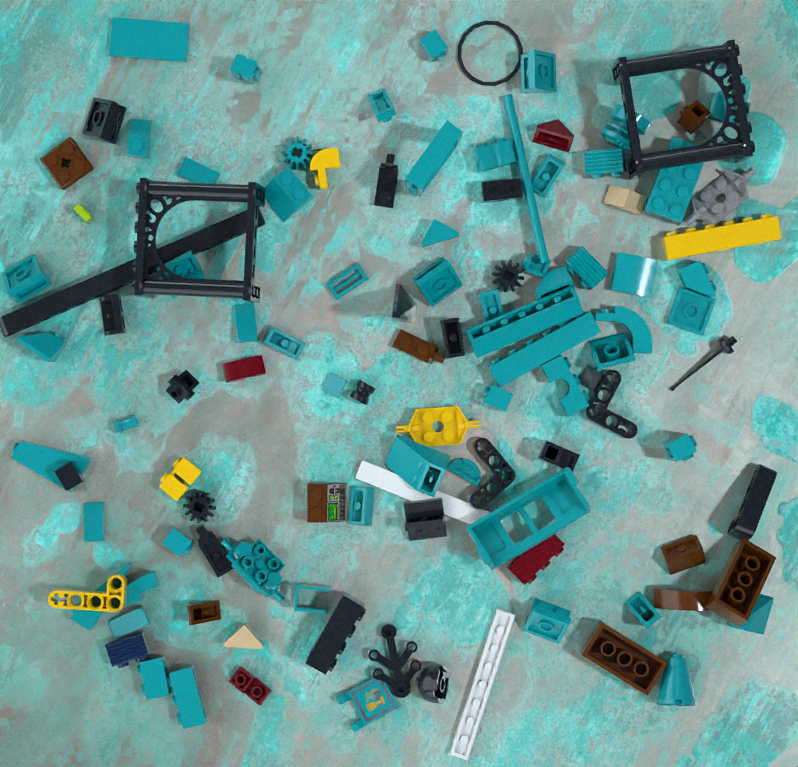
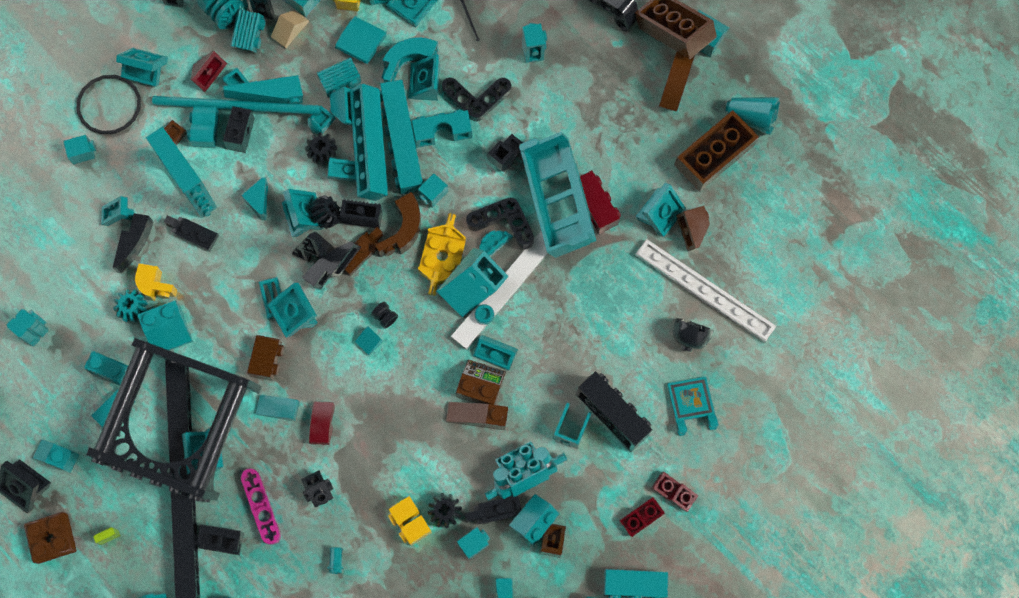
camera: 75 degrees left, 15 degrees down
(150, 337) = (261, 506): none -> dark pink beam
(215, 590) = (534, 519): none -> teal brick
(232, 157) = (106, 367): none -> teal brick
(244, 638) = (592, 506): tan slope -> none
(282, 708) = (674, 491): none -> dark red slope
(283, 342) = (309, 378): teal slope -> none
(287, 296) = (265, 358): none -> reddish brown brick
(295, 508) = (478, 415): none -> reddish brown slope
(337, 306) = (293, 310): none -> teal bracket
(358, 131) = (132, 241): none -> black slope
(391, 485) = (484, 314): none -> teal tile
(392, 328) = (331, 264): none -> black slope
(395, 664) = (662, 365): black plant -> none
(425, 519) = (528, 293): black bracket -> none
(443, 303) = (325, 211): none -> black gear
(466, 385) = (410, 228): none -> reddish brown arch
(480, 127) = (175, 131): none -> reddish brown tile
(540, 657) = (693, 226): none -> reddish brown slope
(551, 214) = (275, 90): none -> teal slope
(591, 378) = (443, 105): flat silver slope -> none
(643, 610) = (677, 121): teal slope -> none
(683, 554) = (634, 72): reddish brown panel -> none

